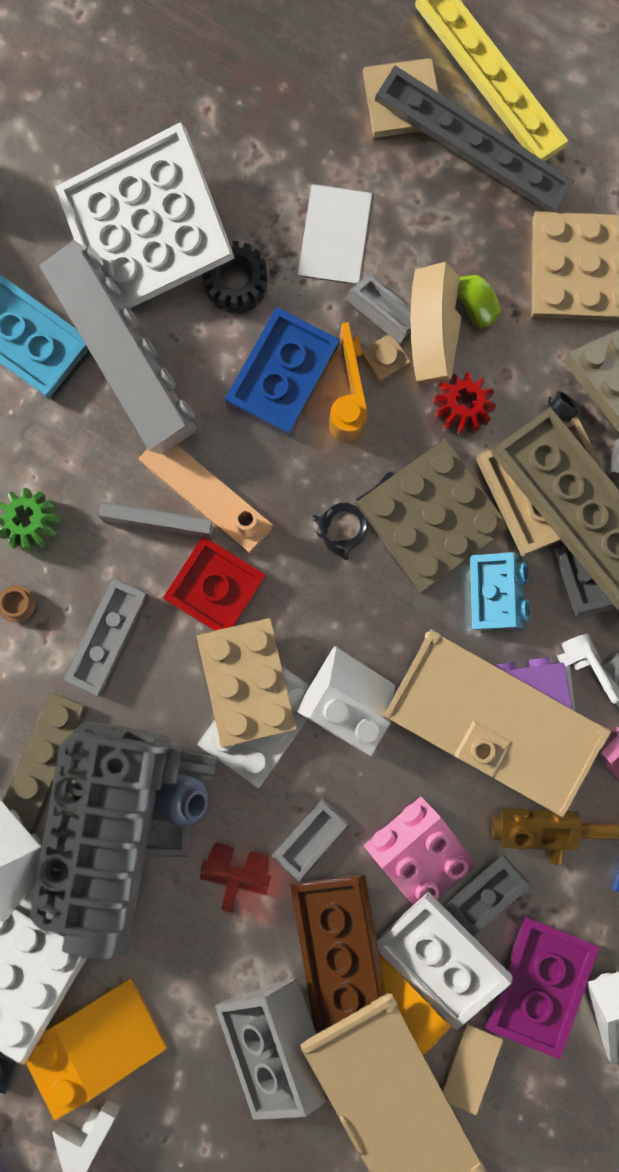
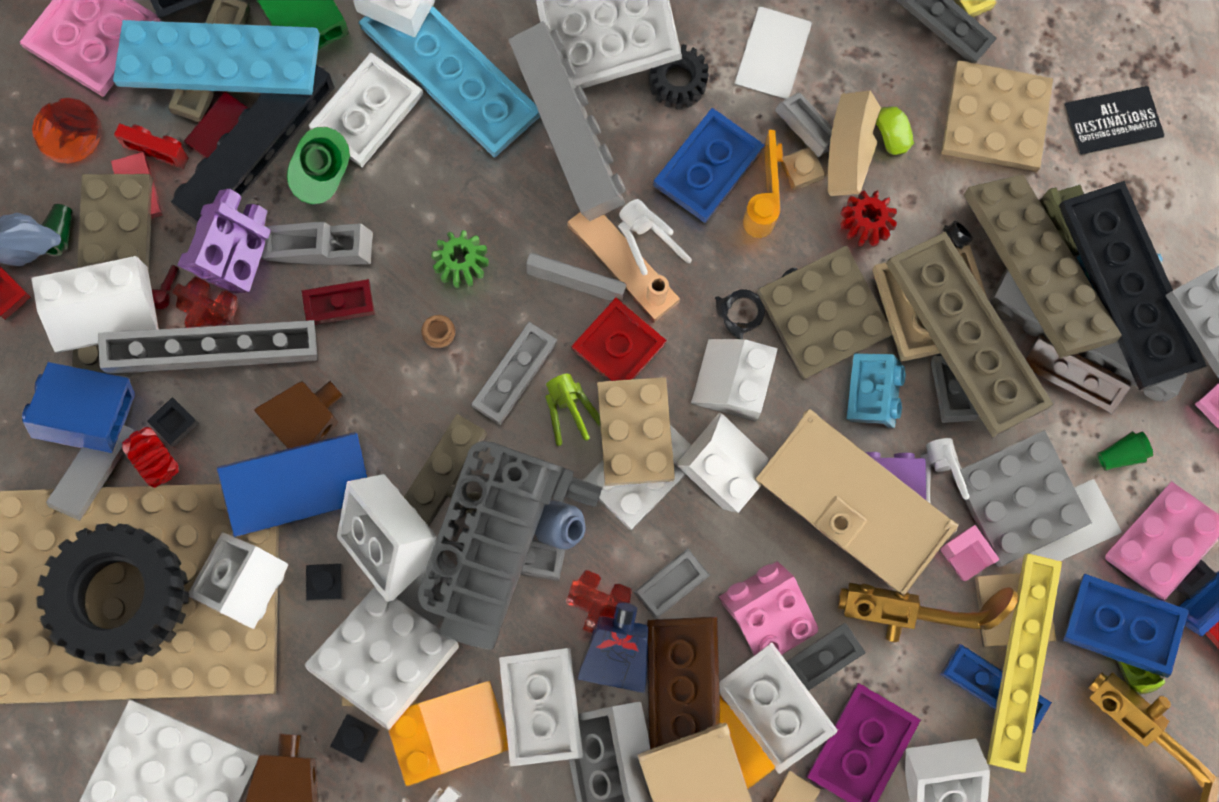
camera: 10 degrees right, 5 degrees down
(163, 649) = (565, 393): none -> lime plant
(189, 1003) = (540, 707): none -> white plate
(216, 444) = (640, 219): none -> white plant
(263, 930) = (617, 651): none -> dark blue torso
(345, 603) = (734, 377): none -> white slope

